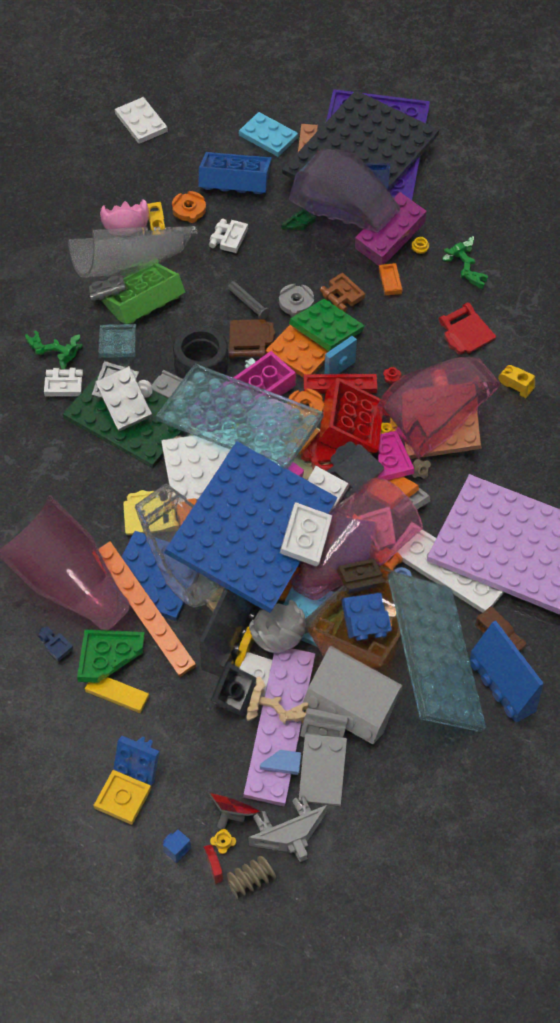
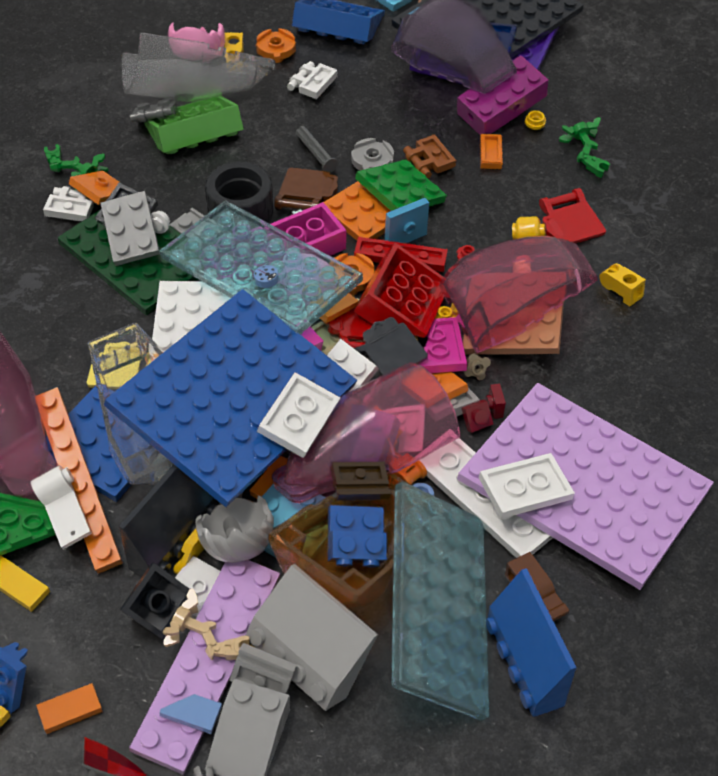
camera: 10 degrees right, 5 degrees down
(82, 364) = (94, 185): none -> orange plate
(117, 340) = (148, 169): clear light blue plate -> none
(143, 632) = (62, 505): none -> white door
(191, 776) = (69, 708): none -> orange tile
(249, 426) = (266, 276): none -> medium blue tile
(299, 221) = (399, 77): dark green tile -> none
(429, 508) = (477, 415): none -> dark red plate
(435, 347) = (527, 227): none -> yellow head
(441, 494) = (496, 401): none -> dark red plate
(479, 557) = (526, 485): none -> white plate

